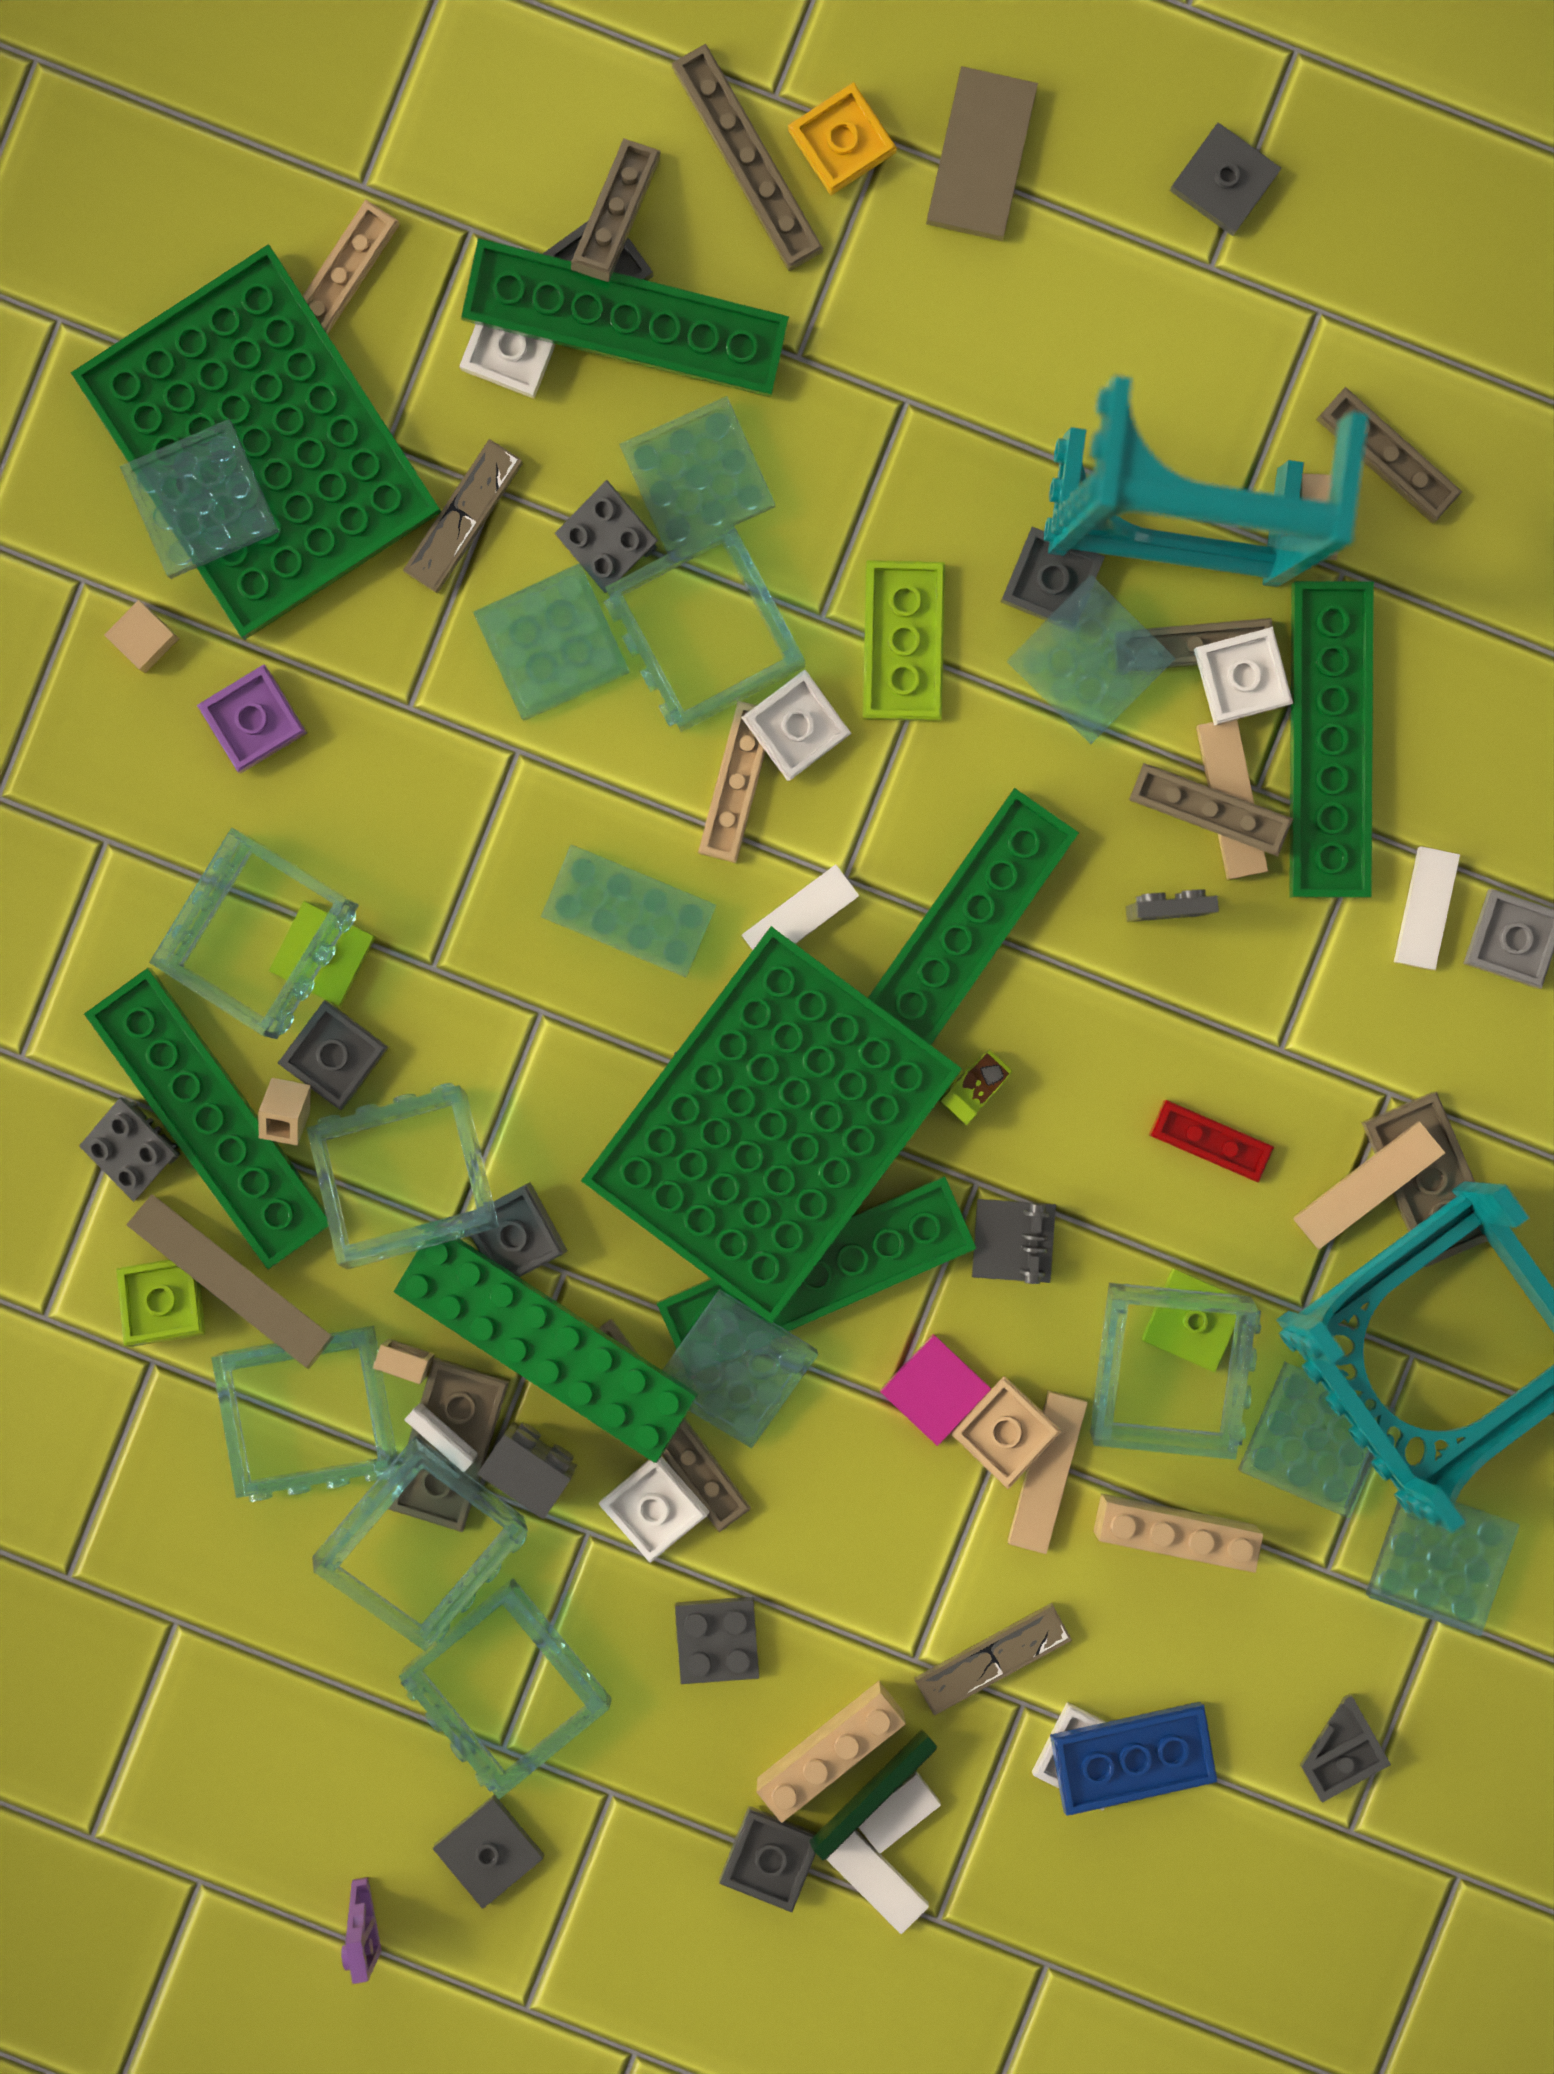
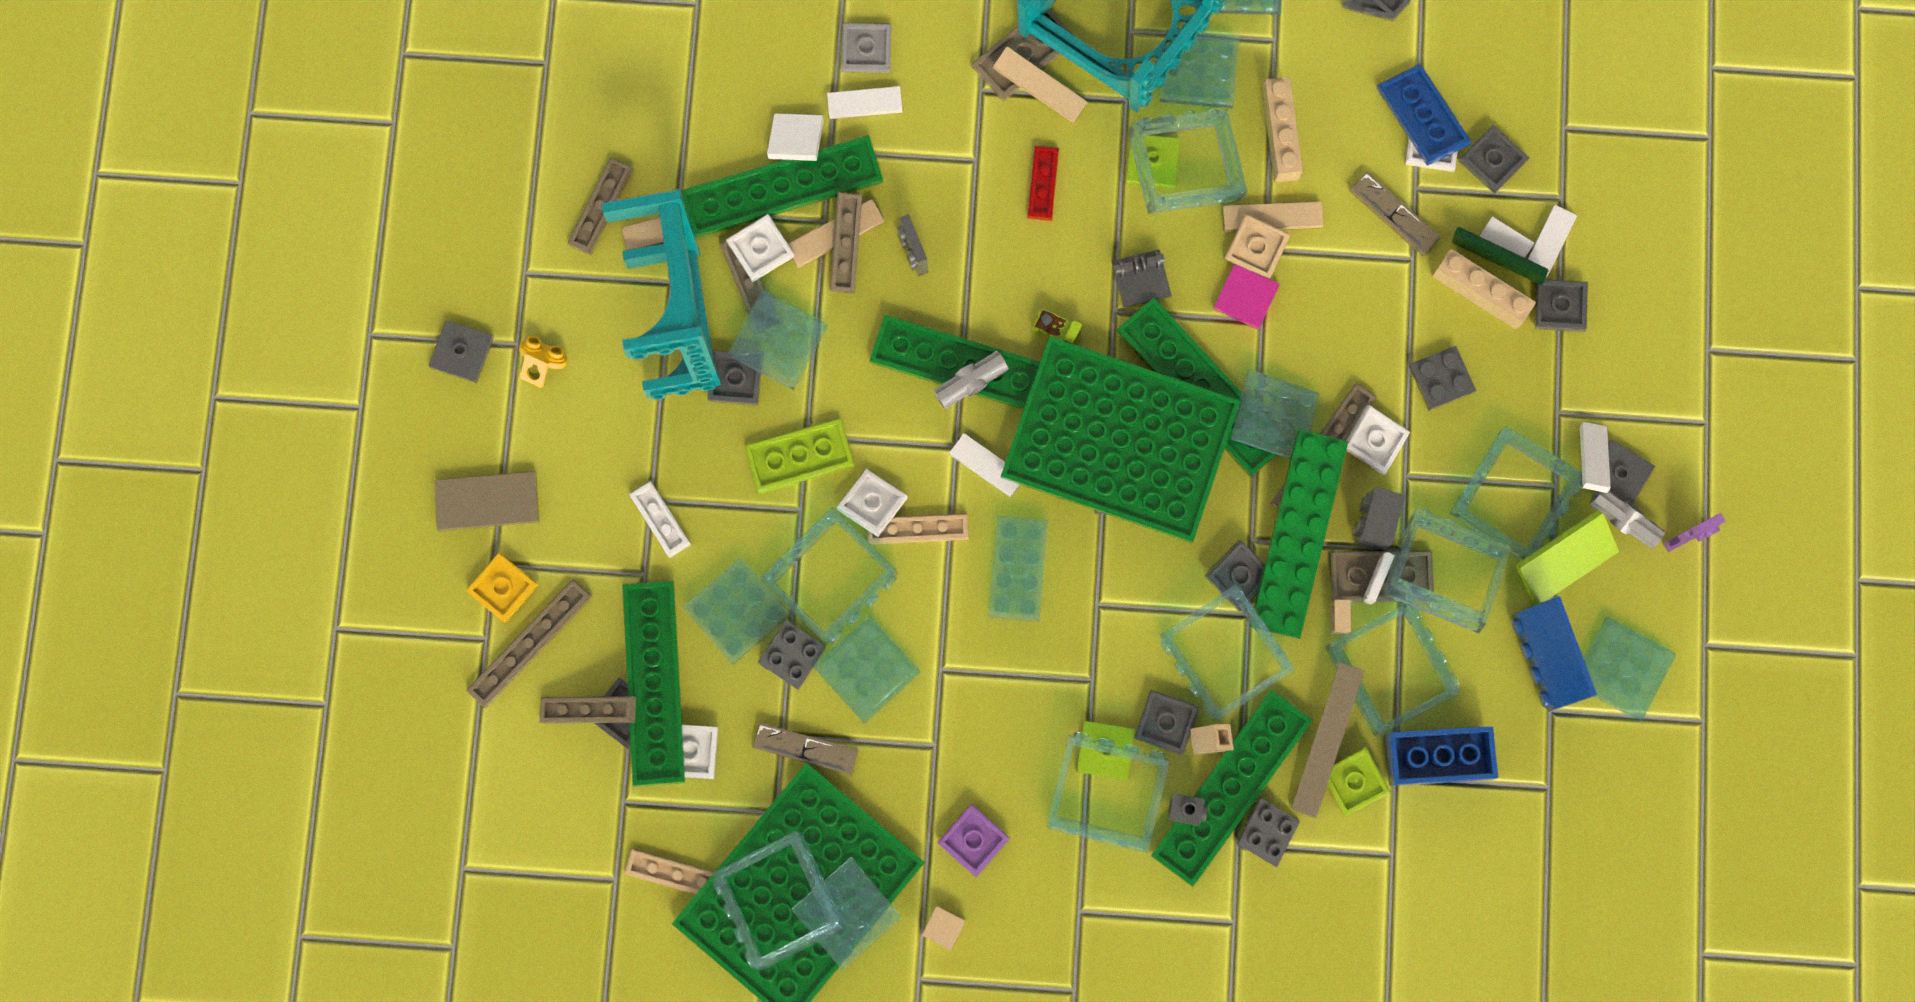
camera: 105 degrees left, 10 degrees down
(153, 1437) = (1441, 756): none -> blue brick
(190, 1039) = (1187, 809): none -> dark grey brick
(201, 1751) = (1626, 668): none -> clear light blue plate
(243, 1655) = (1553, 654): none -> blue slope
(252, 462) = (818, 887): none -> clear light blue window
(384, 1728) = (1567, 558): none -> lime tile
(417, 1838) = (1627, 518): none -> light grey piece
(520, 1824) = (1594, 457): none -> white tile
(872, 404) = (660, 519): none -> white tile
(933, 928) = (971, 379): none -> light grey piece
(1029, 1840) = (1494, 159): none -> dark grey plate
(1178, 297) = (542, 356): none -> yellow bracket
(1403, 783) = (795, 137): none -> white tile

